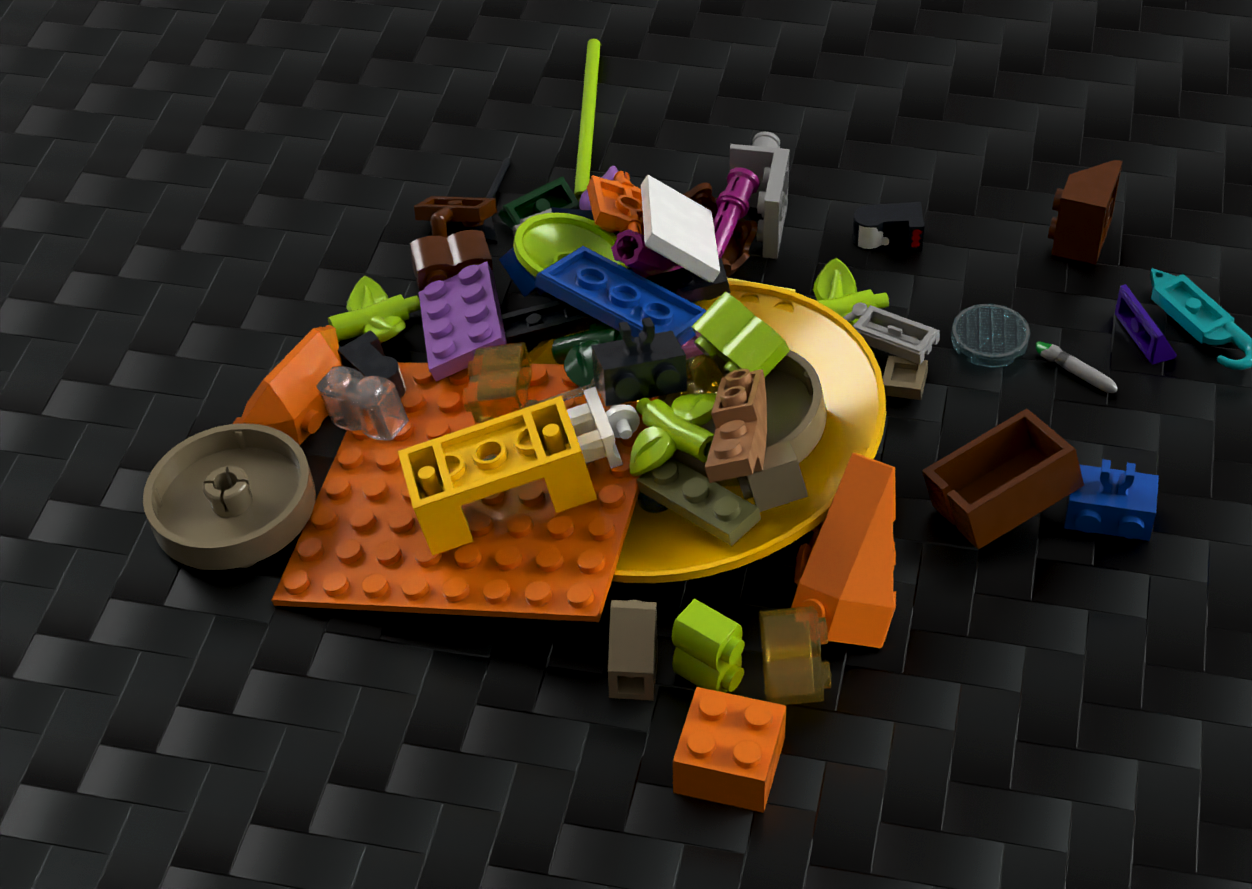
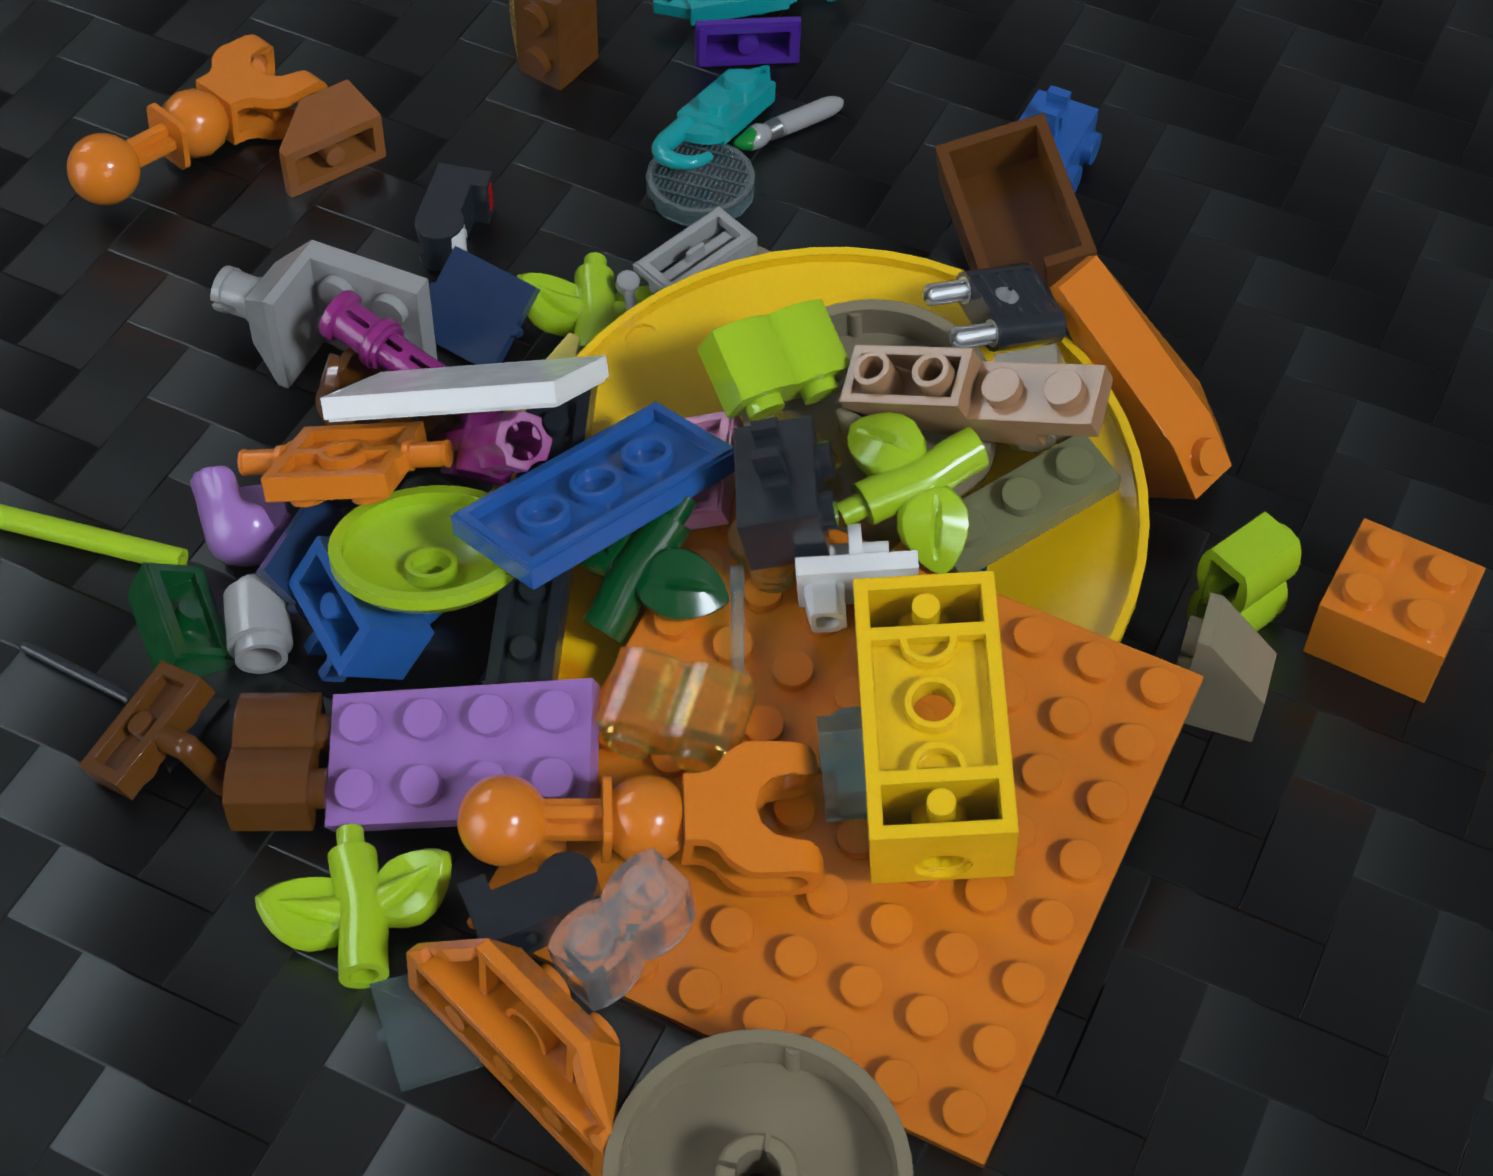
camera: 80 degrees left, 5 degrees up
(422, 383) = (708, 819): none -> orange piece
(793, 655) = (1257, 479): clear yellow brick -> none
(810, 254) = (478, 308): none -> dark blue piece
(836, 438) = (1005, 306): none -> black piece
(930, 157) = (330, 138): none -> dark orange slope
(937, 111) = (230, 103): none -> orange piece
(1055, 324) = (715, 116): none -> teal plate

